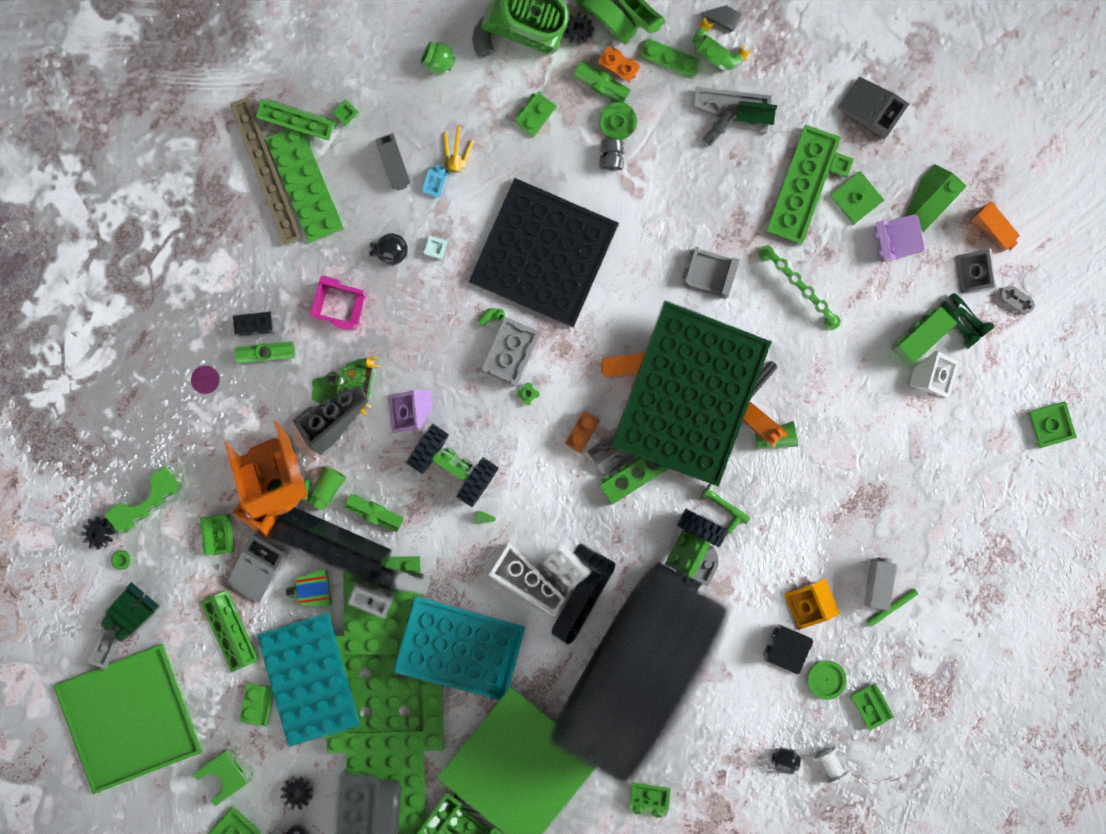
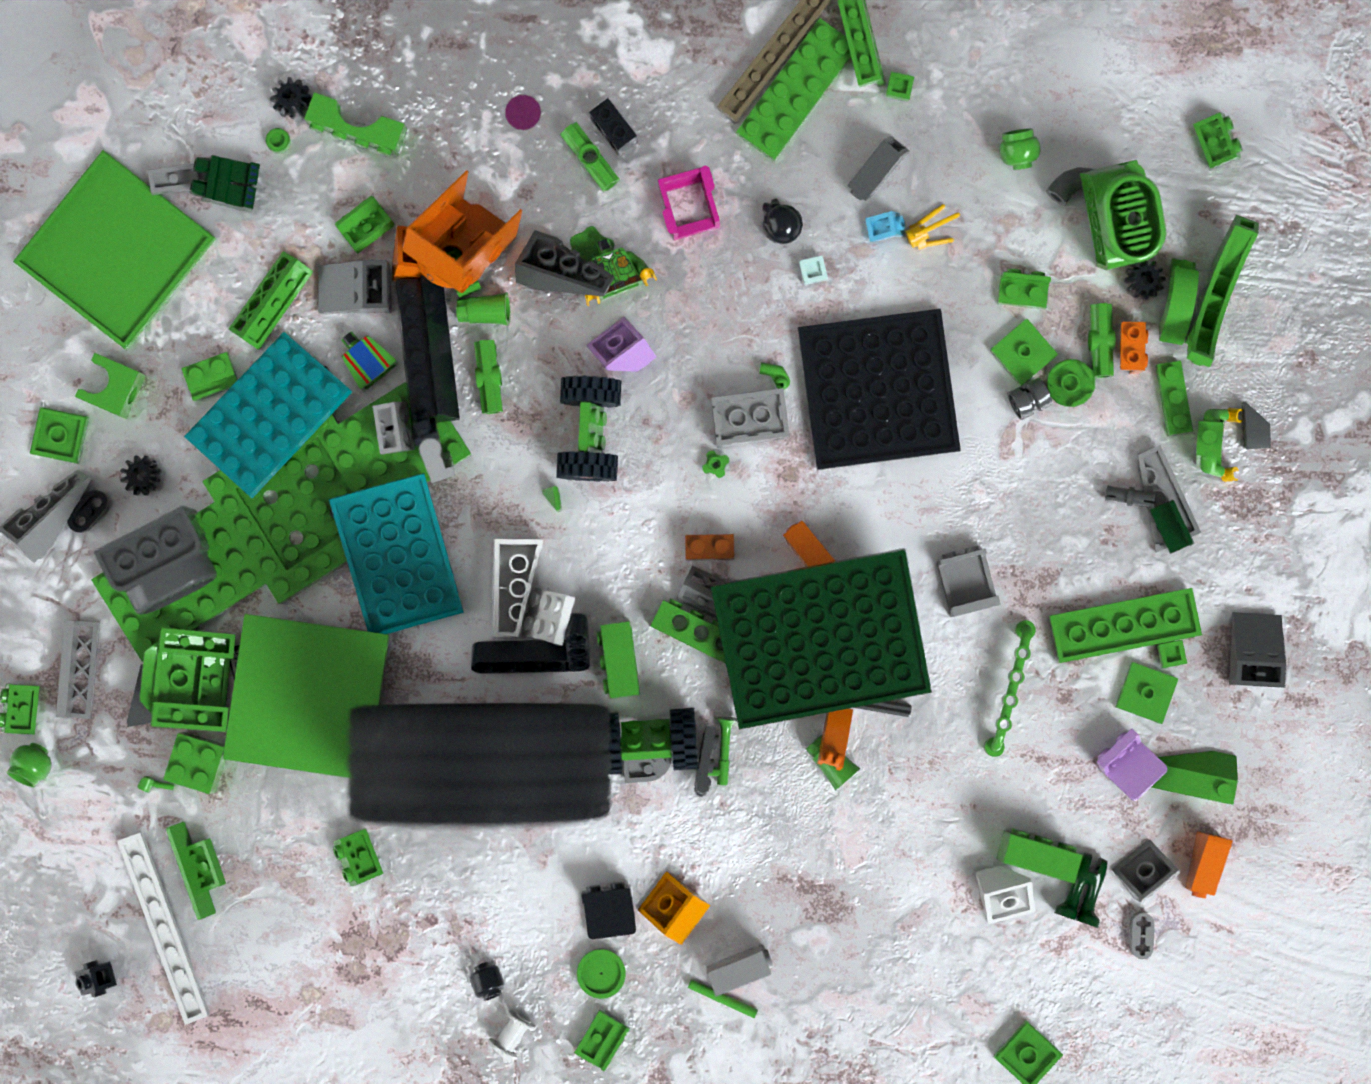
camera: 60 degrees right, 0 degrees up
(577, 139) = (1023, 352): none -> bright green plate
(622, 540) = (618, 660): none -> bright green brick
(727, 522) = (705, 762): none -> dark grey hinge

